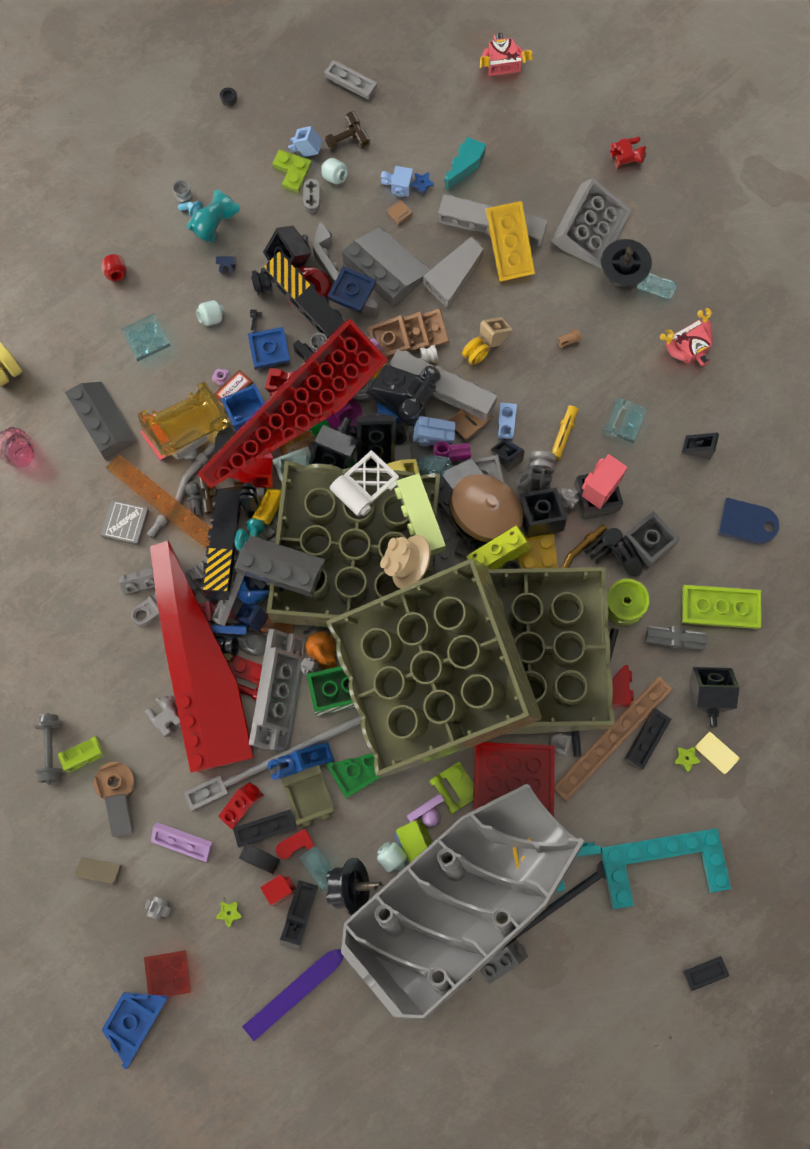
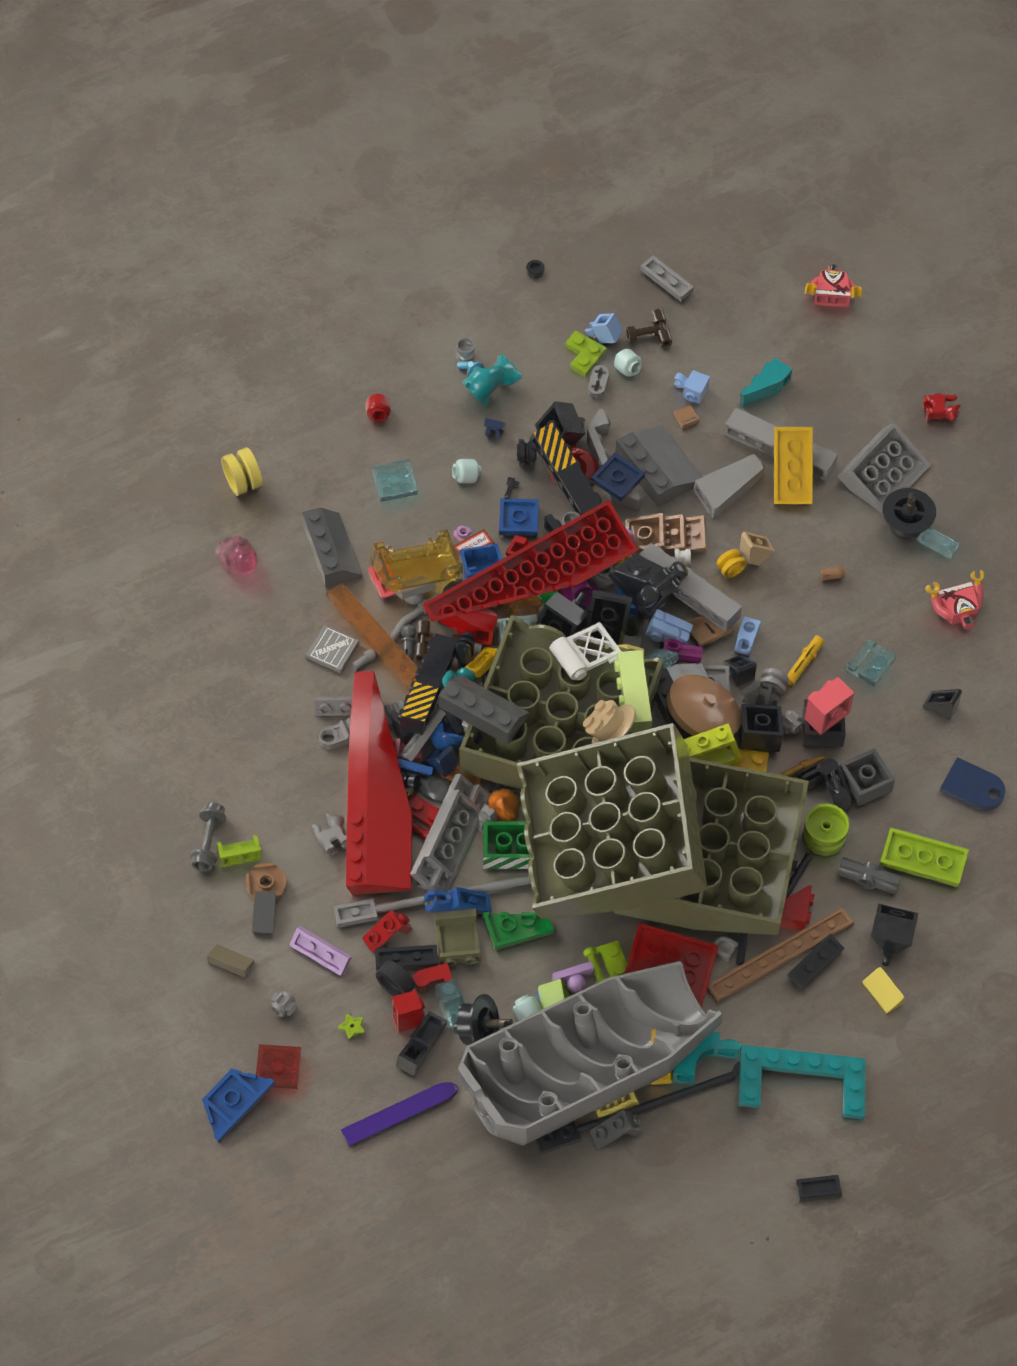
camera: 10 degrees right, 15 degrees down
(422, 186) = (717, 397): blue plate -> none
(686, 763) = (851, 994): lime plate -> none

